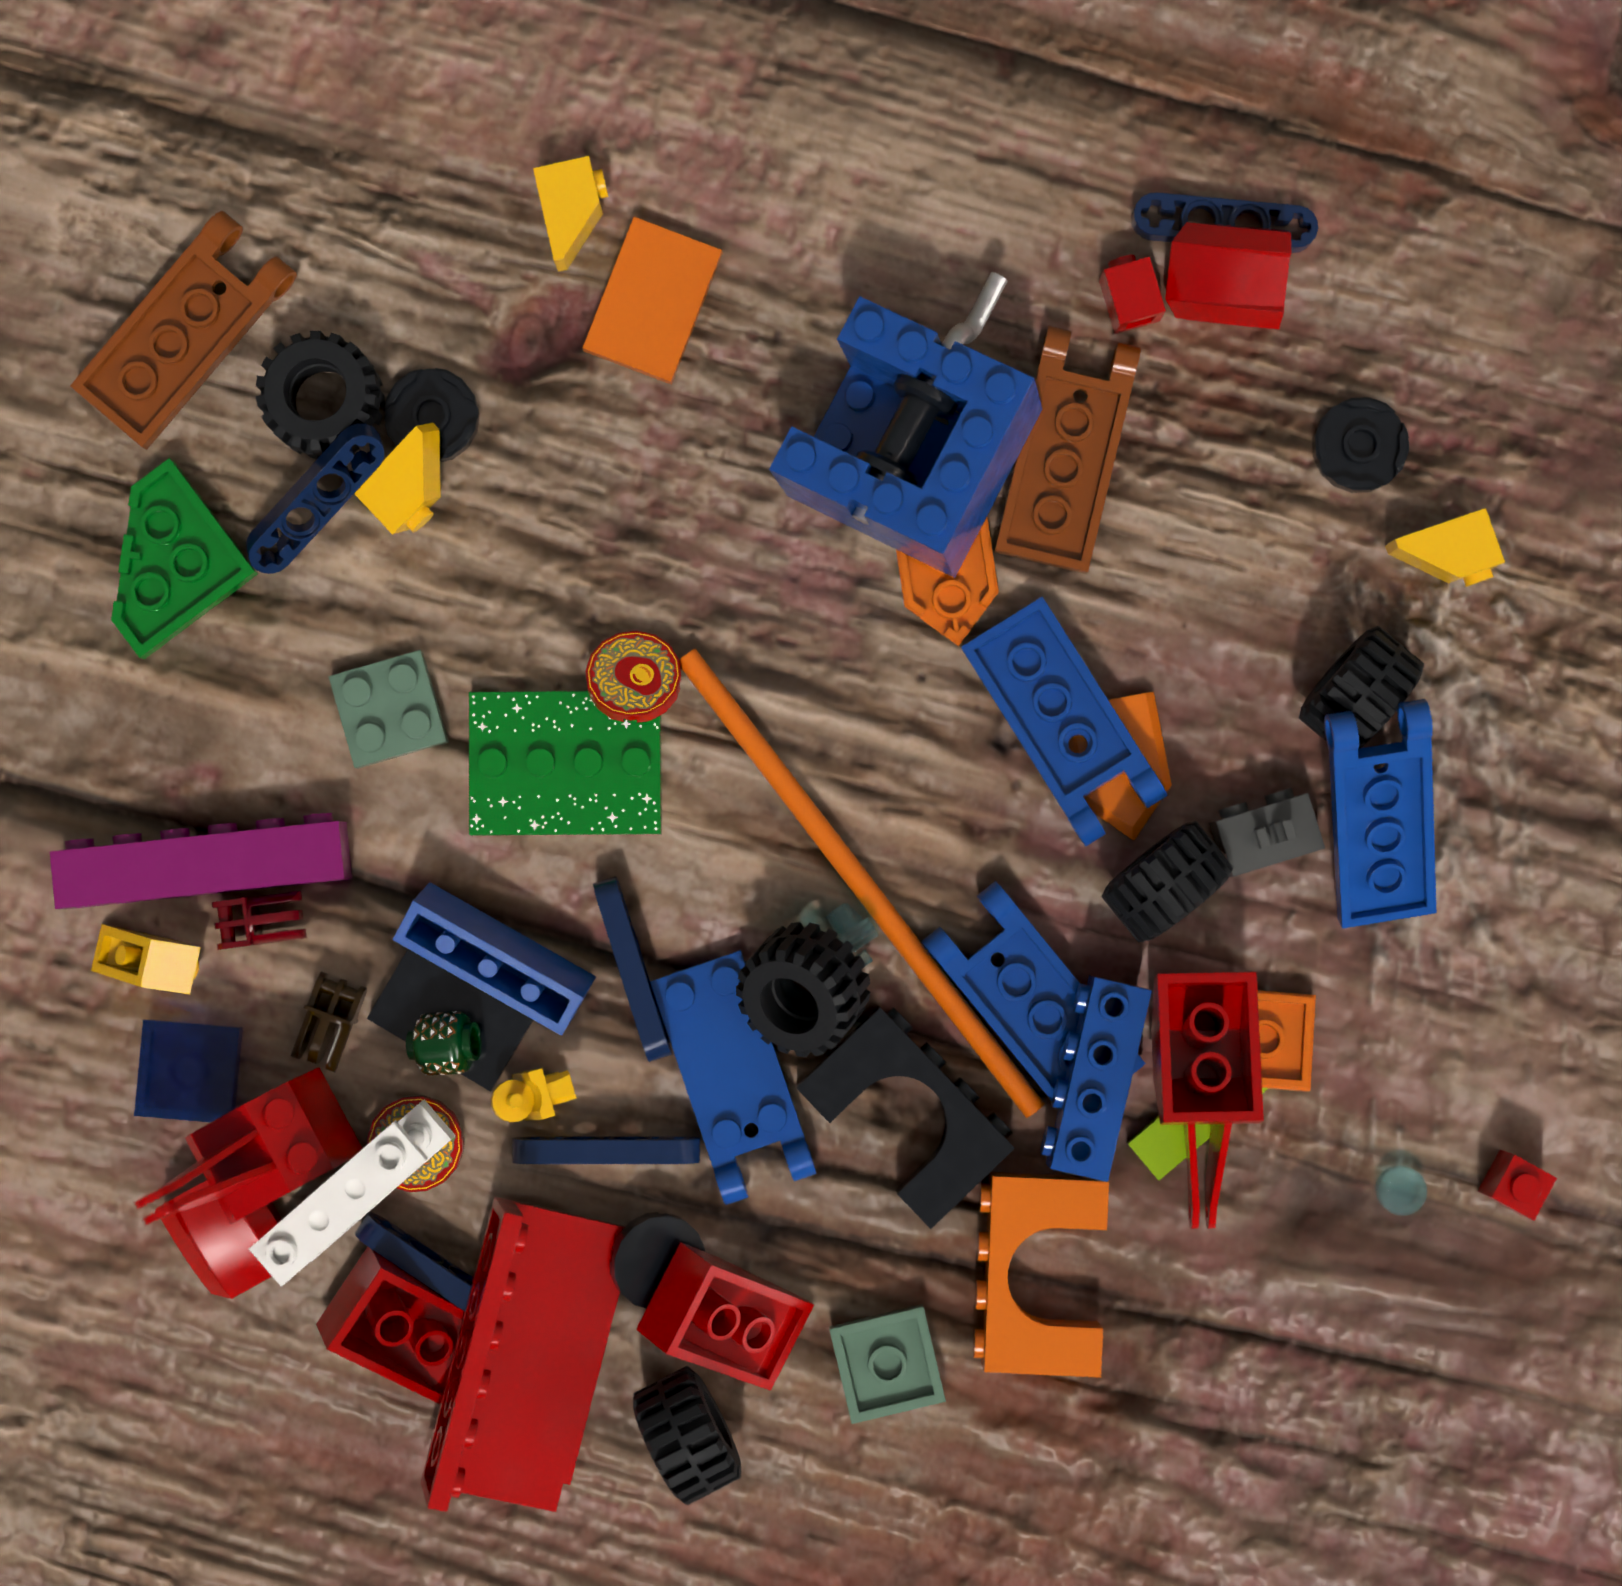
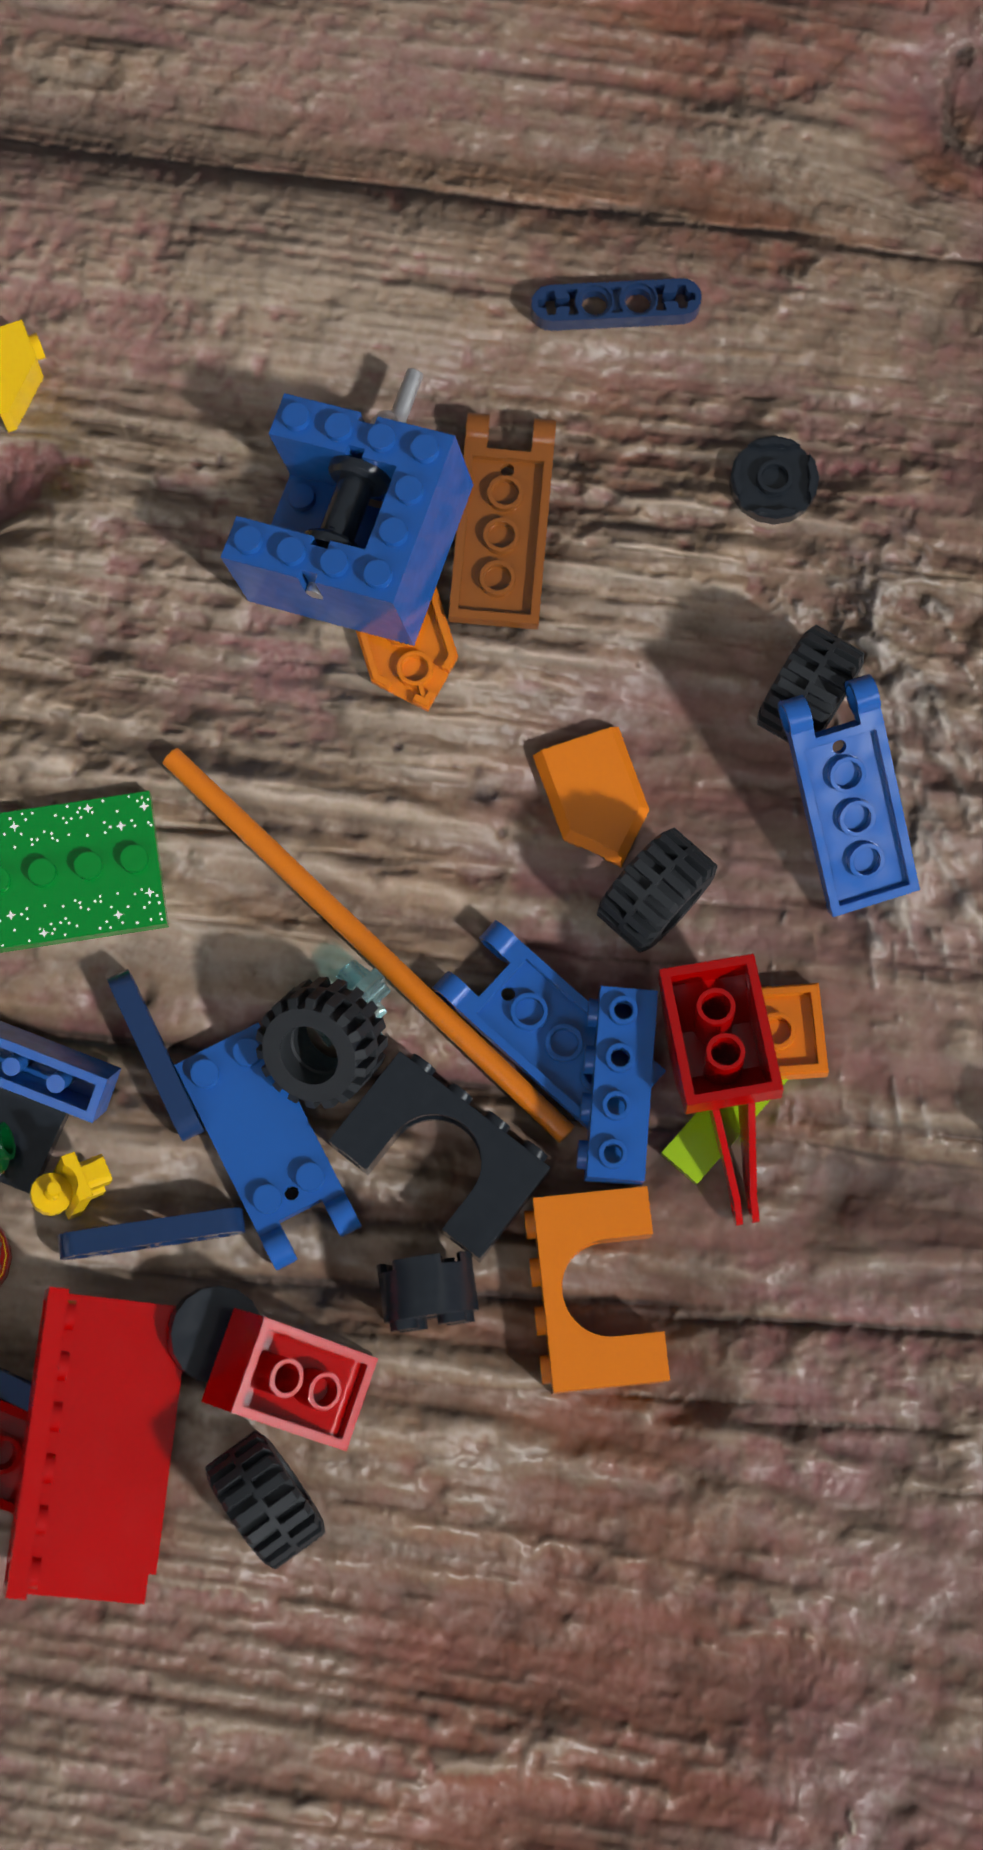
camera: 10 degrees left, 10 degrees down
(633, 676) = (122, 780): tile -> none
(652, 300) = (98, 444): orange tile -> none
(874, 1254) = (427, 1290): none -> black brick
(887, 1364) = (457, 1404): sand green plate -> none
(1049, 700) = (522, 742): blue hinge -> none
(1131, 293) = (540, 375): red brick -> none
(1229, 274) = (626, 345): red slope -> none
(1268, 833) = (747, 837): dark grey brick -> none
(1401, 1190) = (934, 1159): clear light blue tile -> none
(1453, 549) = (873, 556): yellow slope -> none

